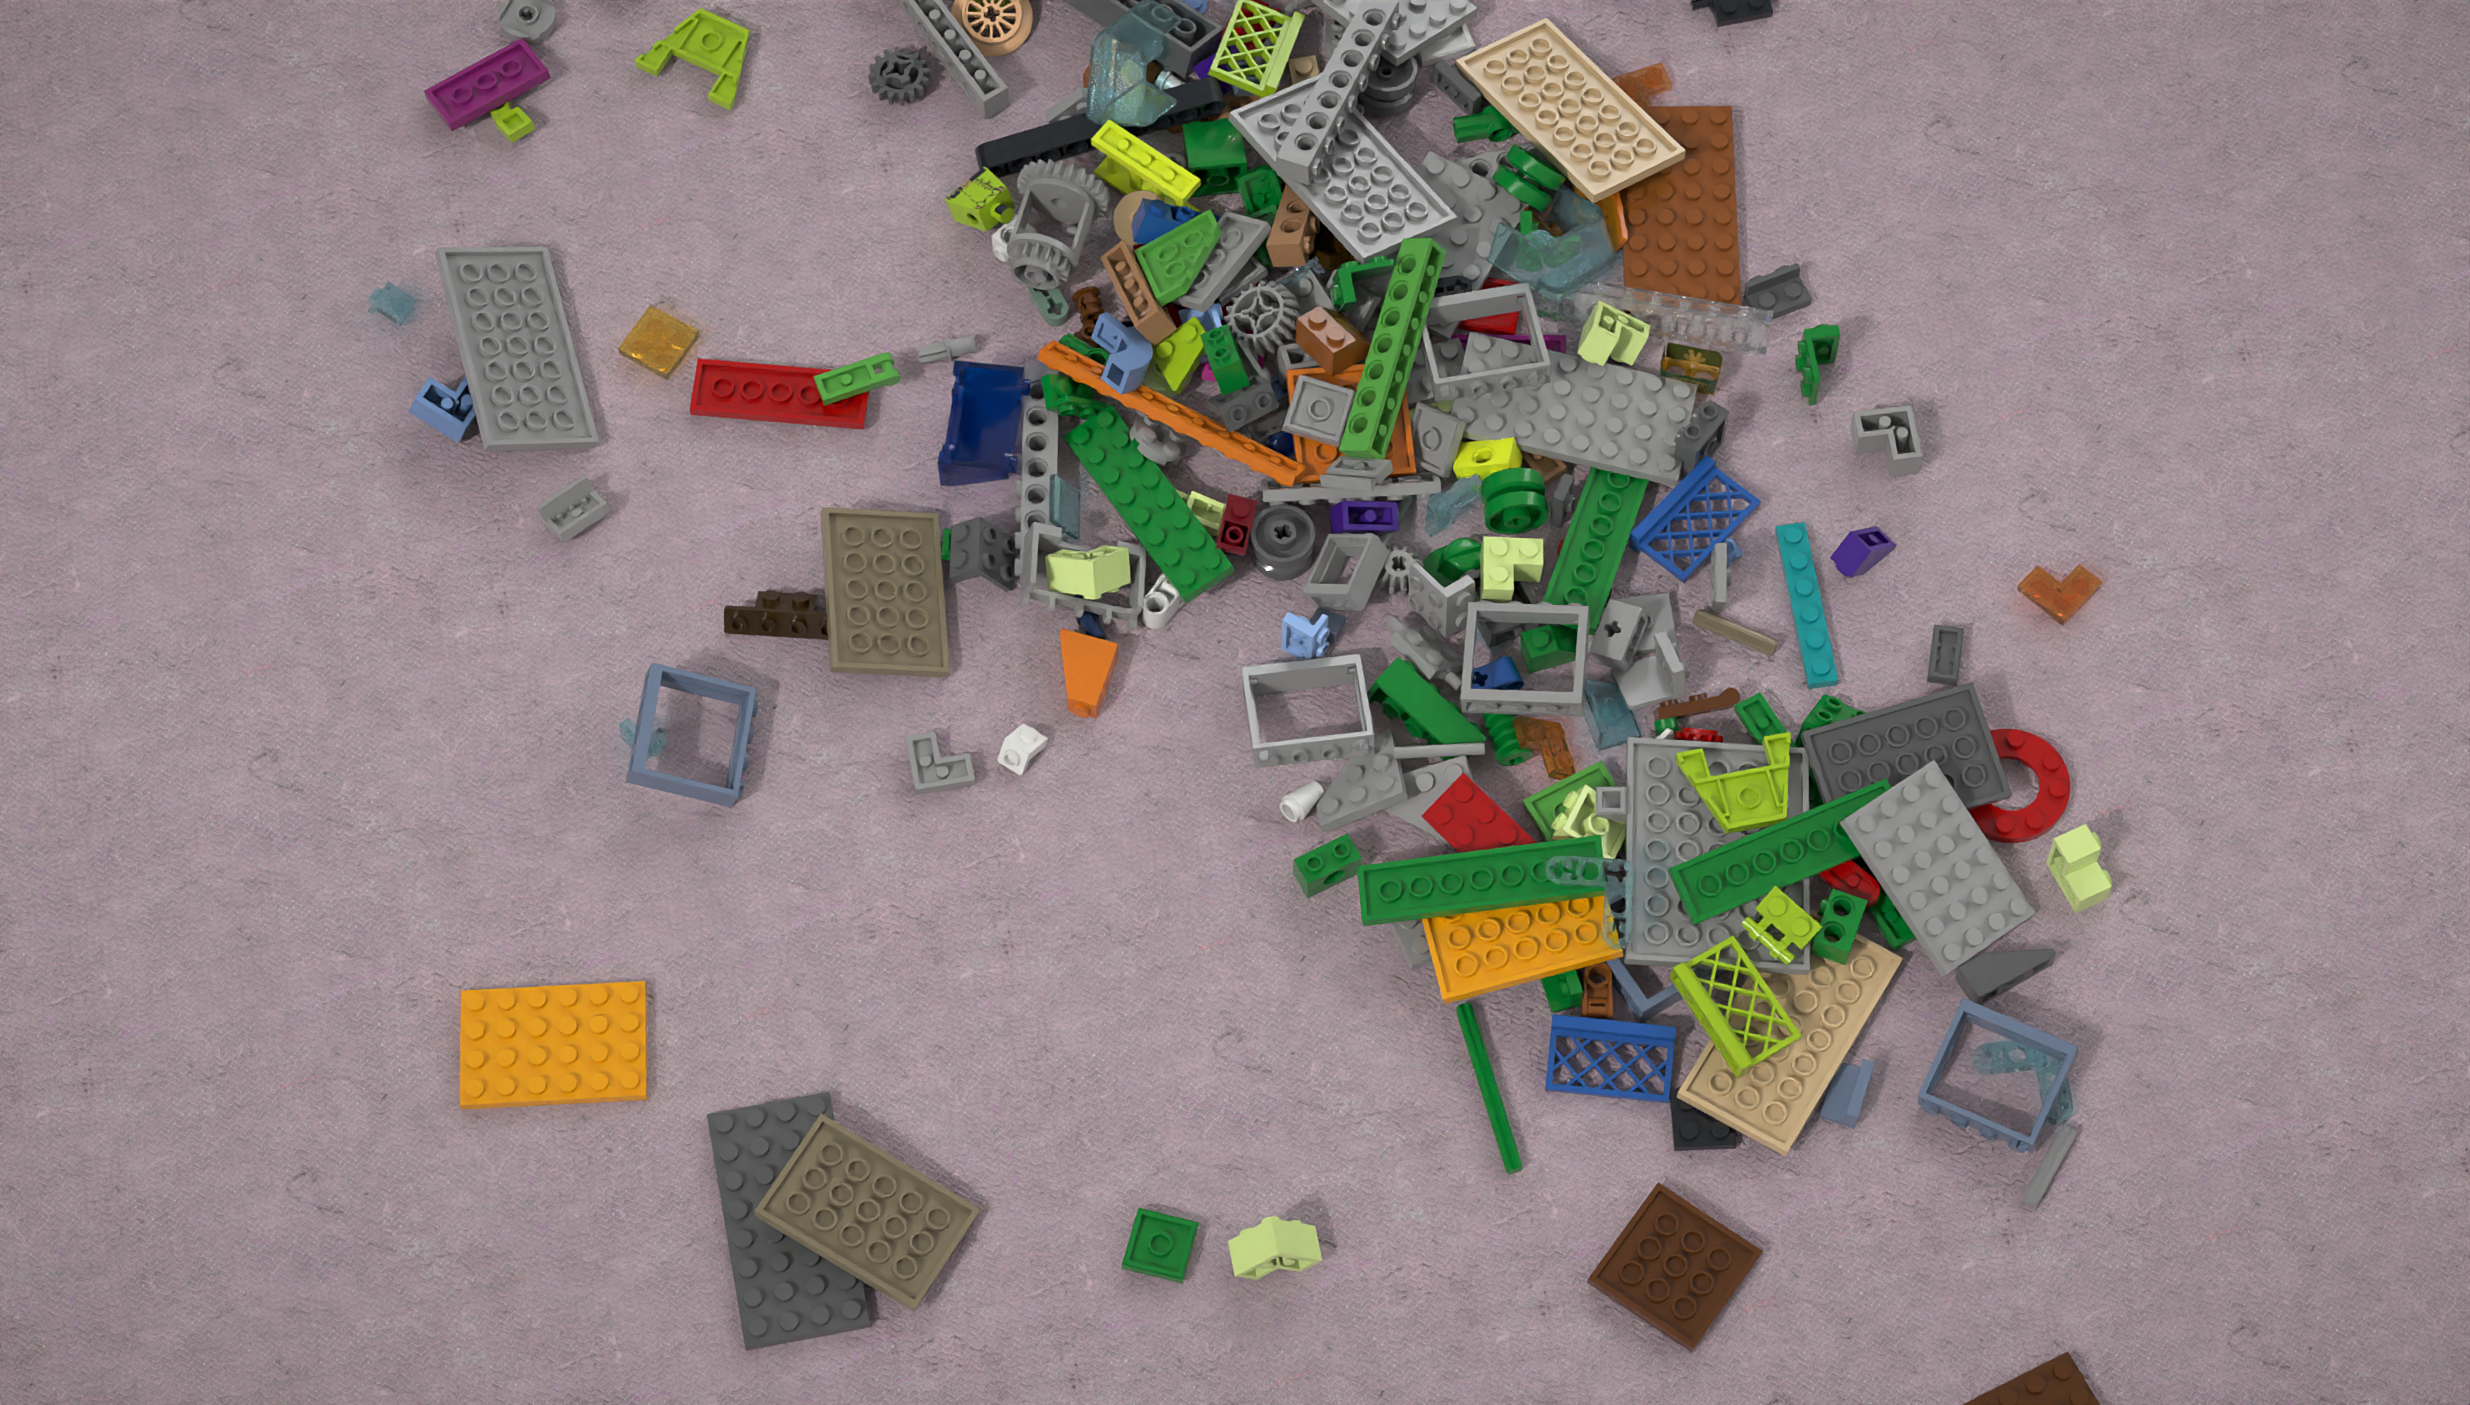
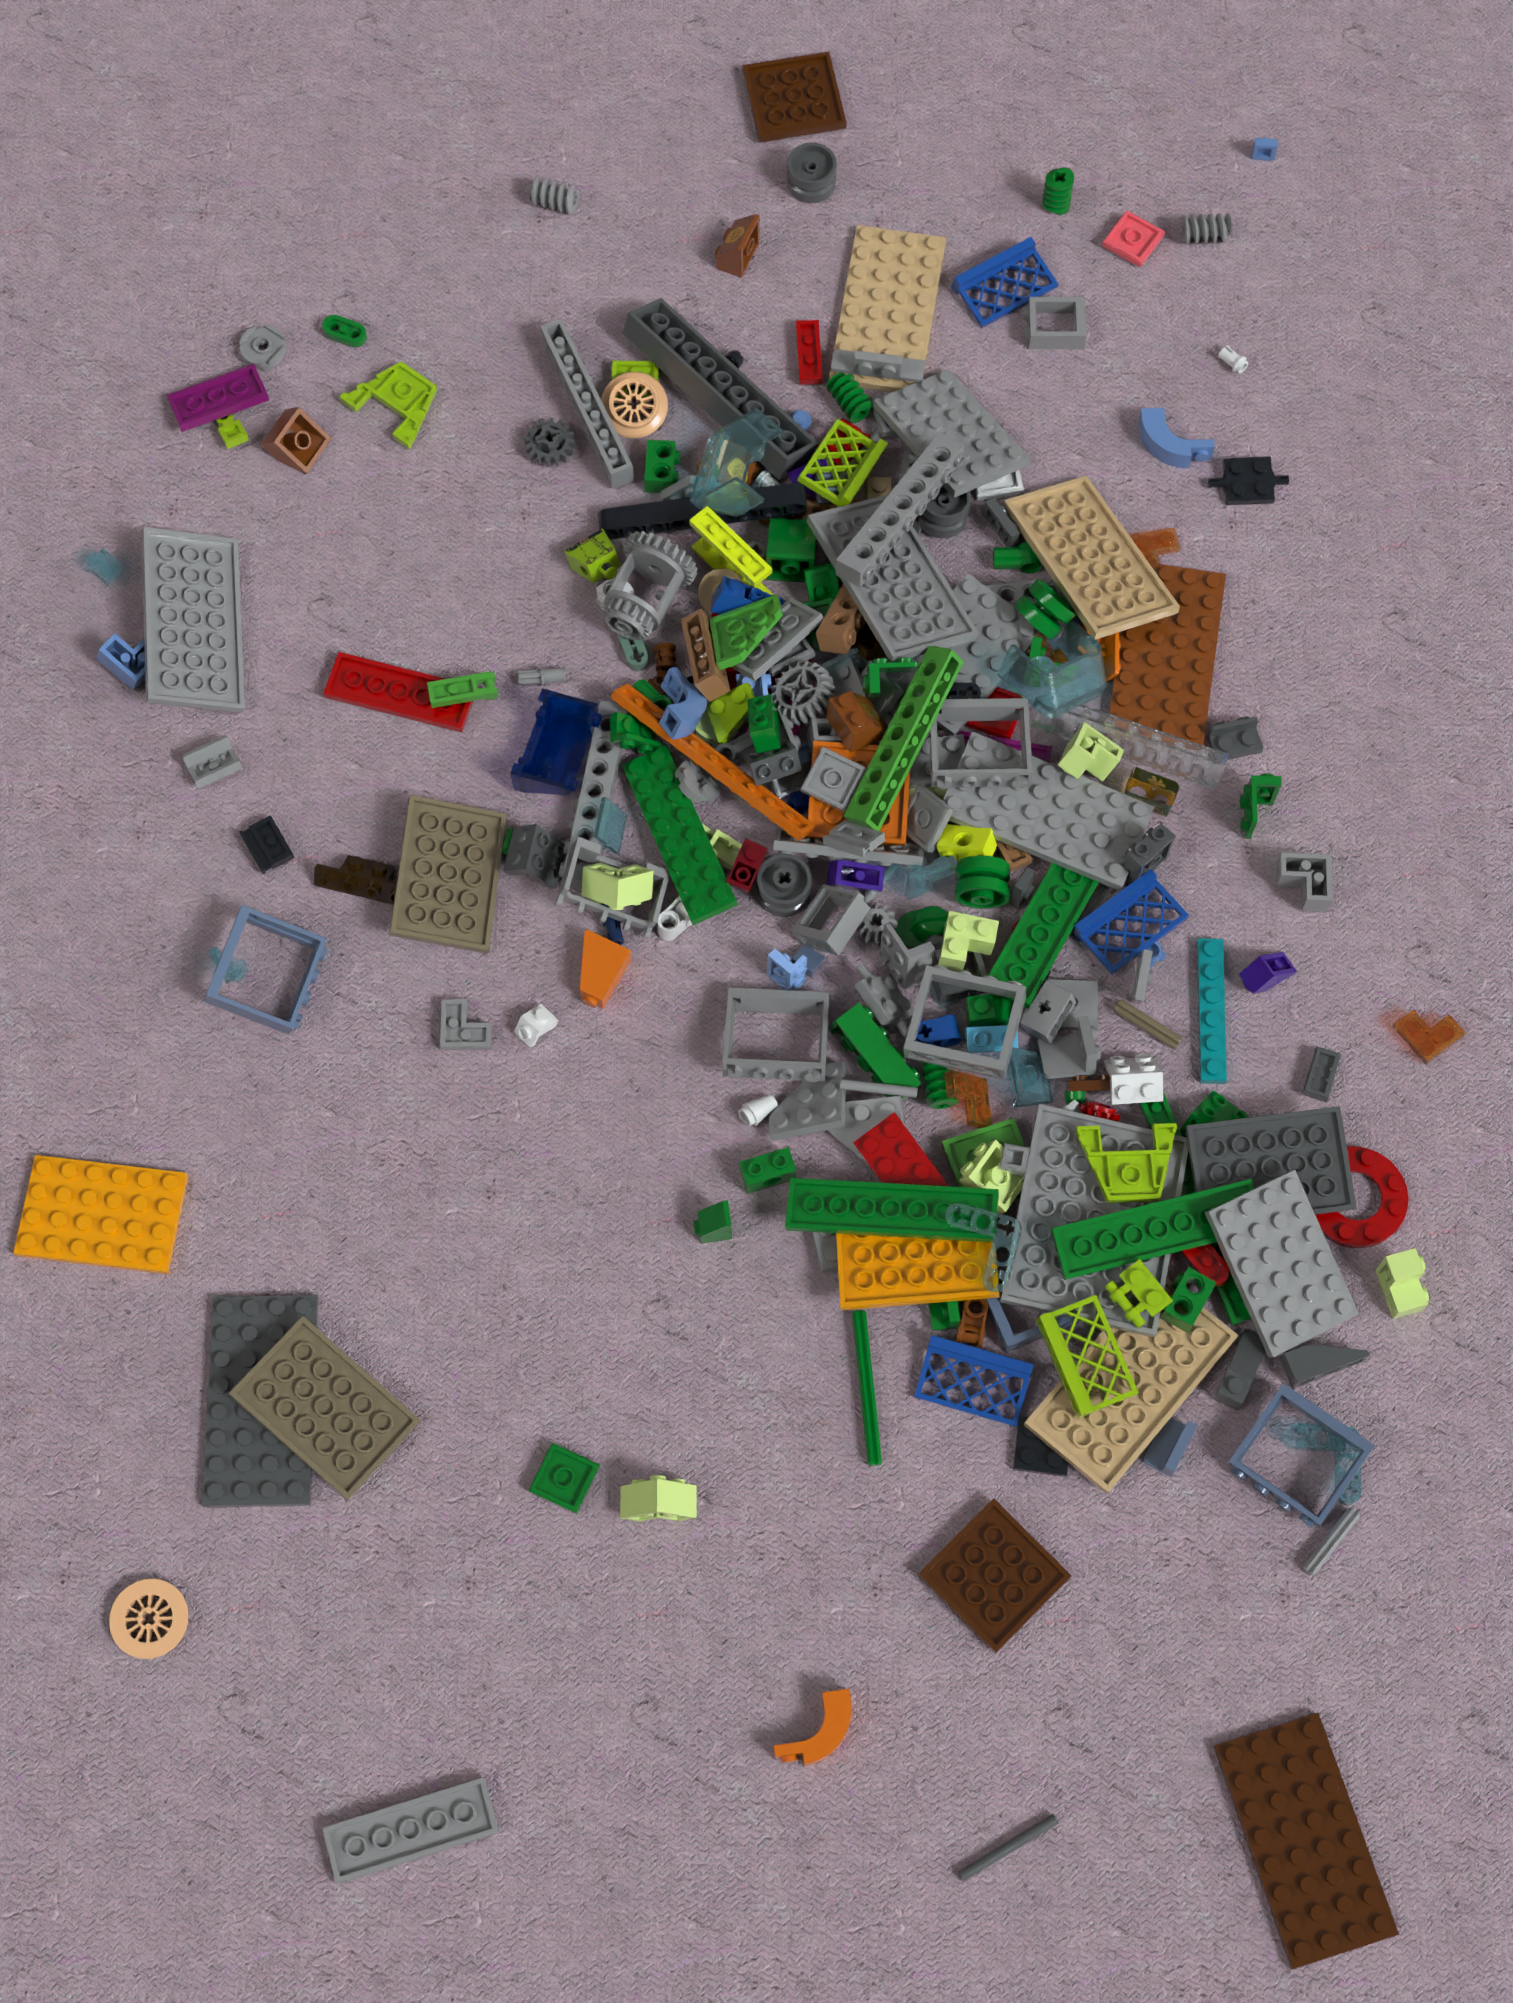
camera: 10 degrees right, 5 degrees up
(592, 120) = (296, 440): none -> dark orange slope
(658, 342) = (310, 632): clear yellow plate -> none
(659, 594) = (266, 844): none -> black plate
(1039, 84) = (658, 466): none -> green brick
(1199, 392) = (738, 747): none -> dark grey piece
(1278, 933) = (714, 1223): none -> green slope
(1552, 675) = (986, 1038): none -> medium azure bracket
(1732, 694) = (1134, 1079): none -> white bracket
(1913, 998) = (1240, 1371): none -> dark grey slope

